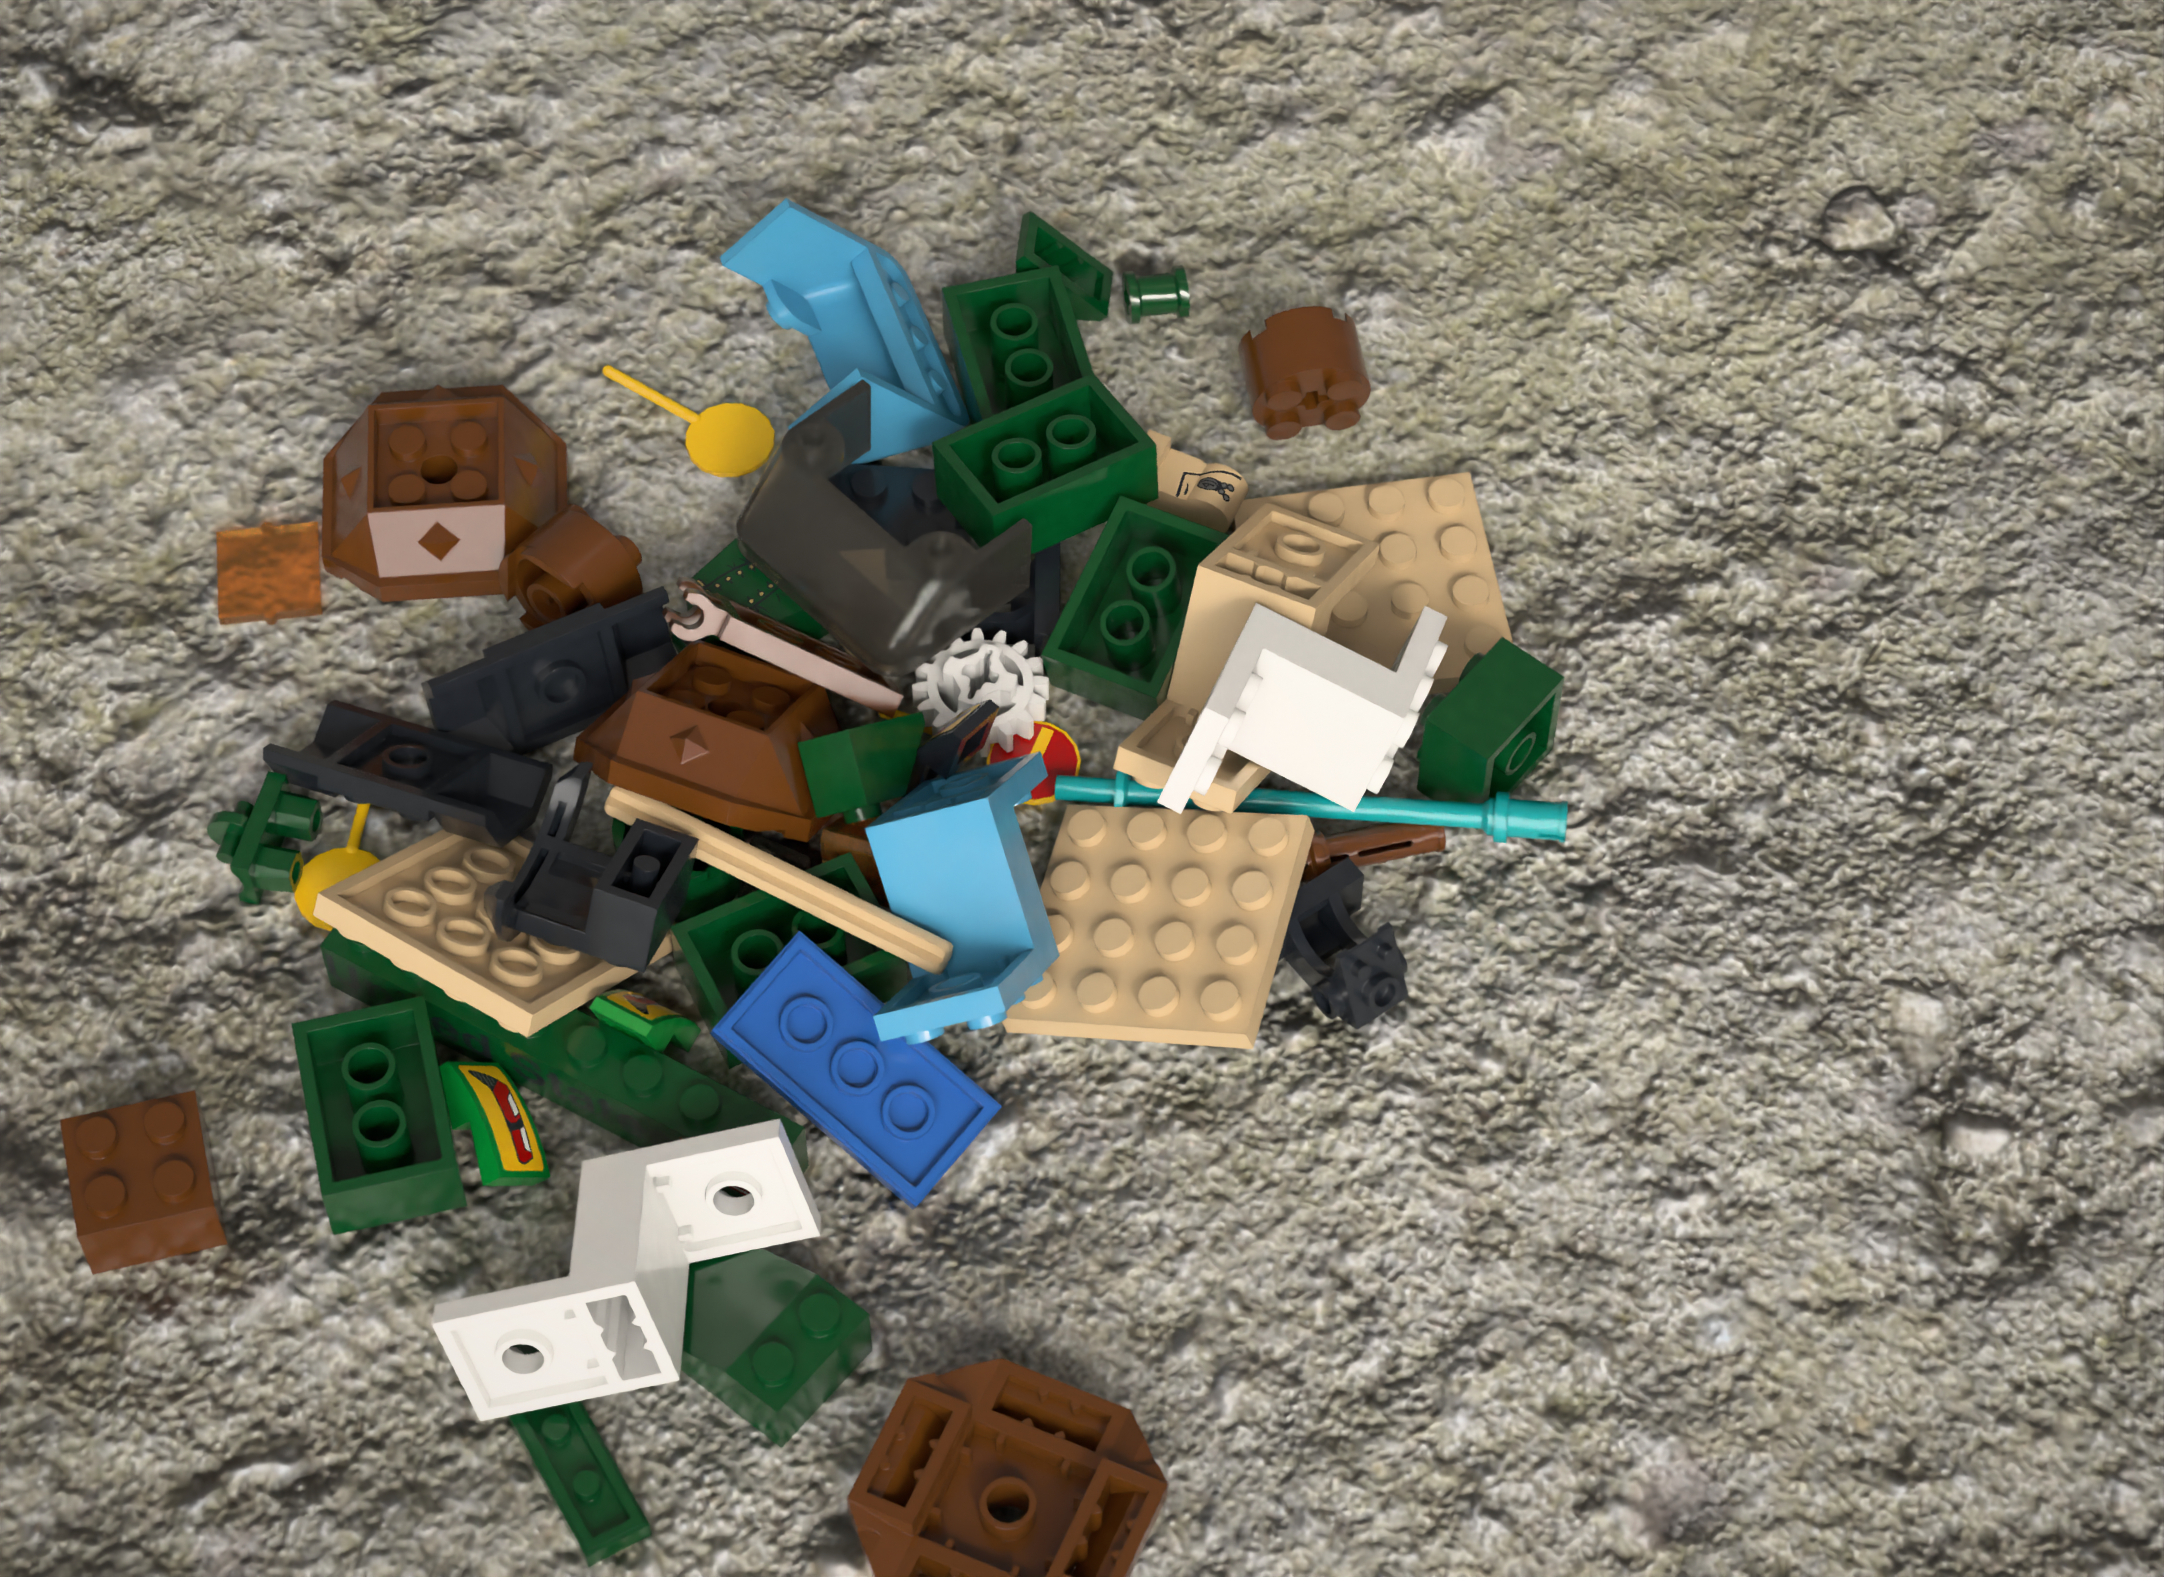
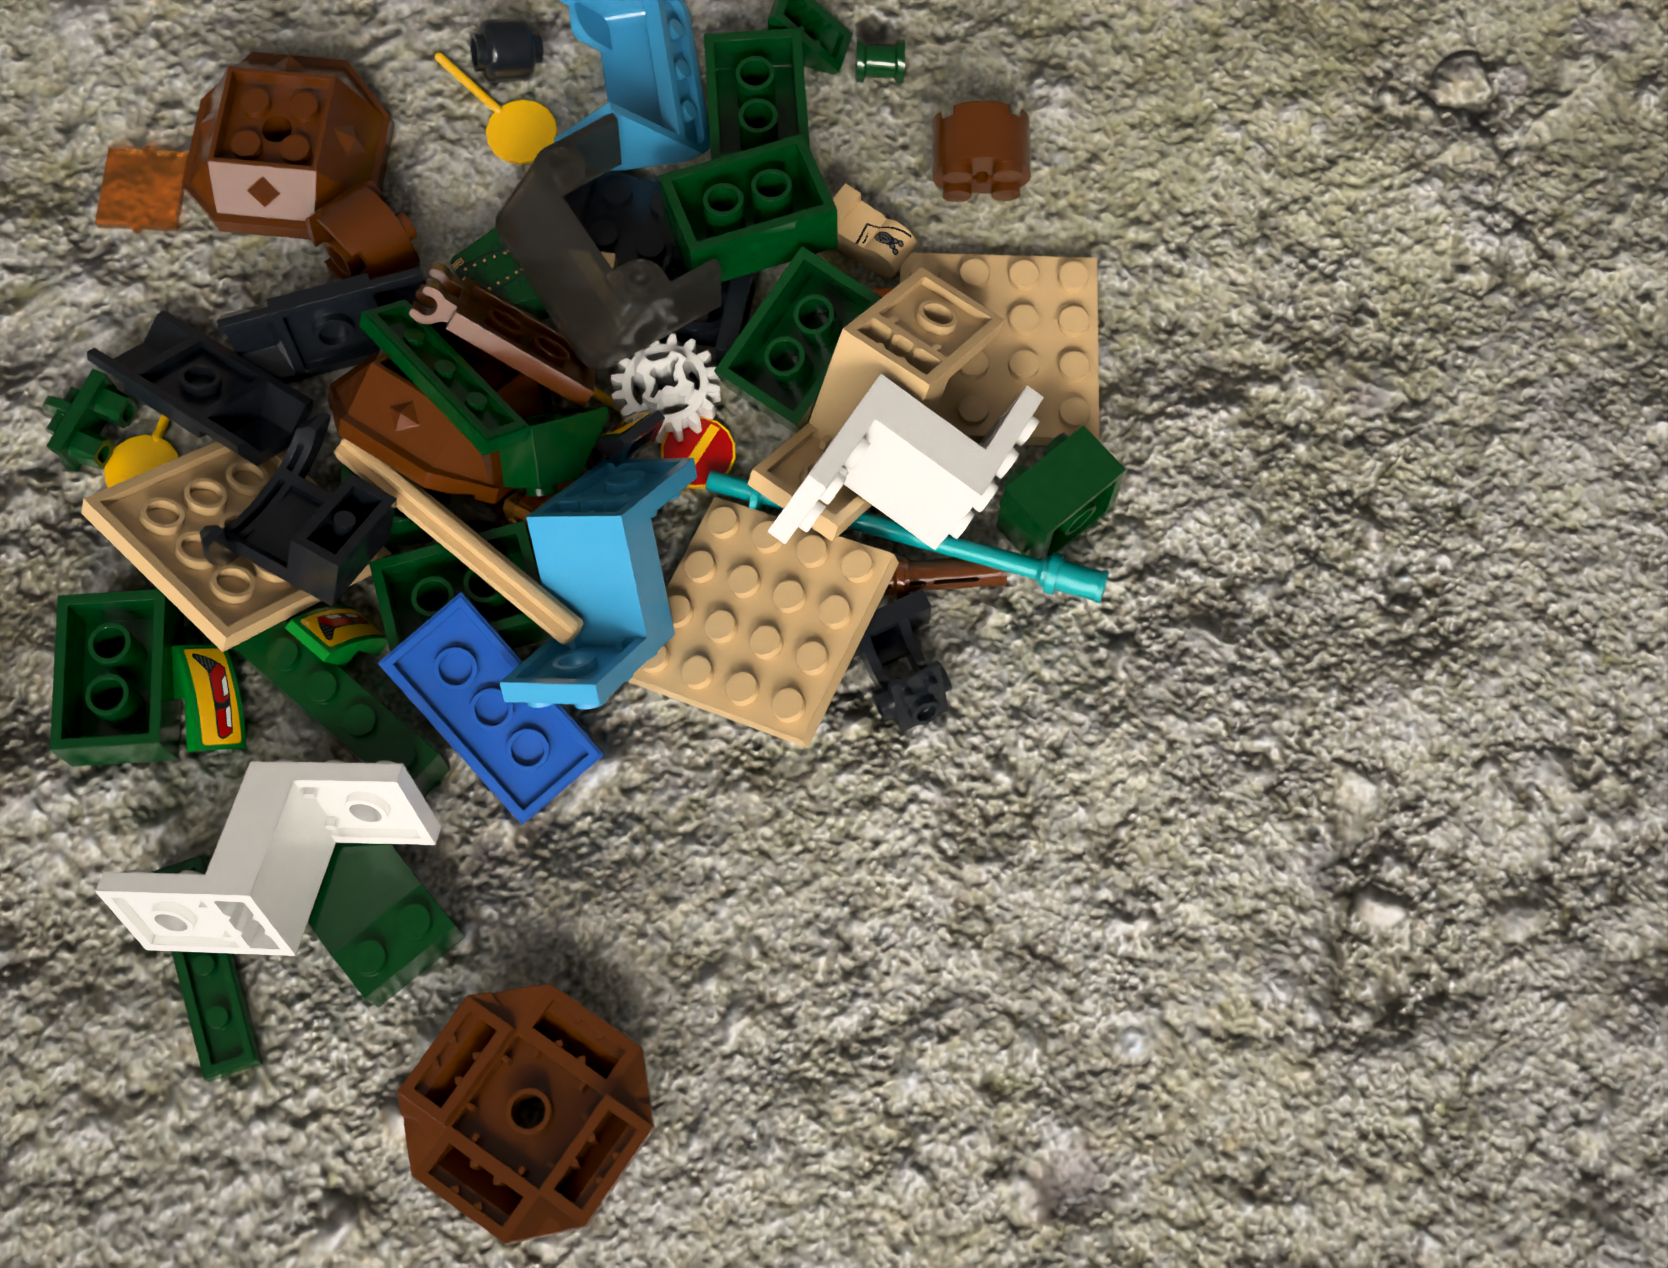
camera: 10 degrees right, 15 degrees up
(694, 348) = (505, 50): none -> black head
(728, 693) = (445, 378): none -> dark green tile

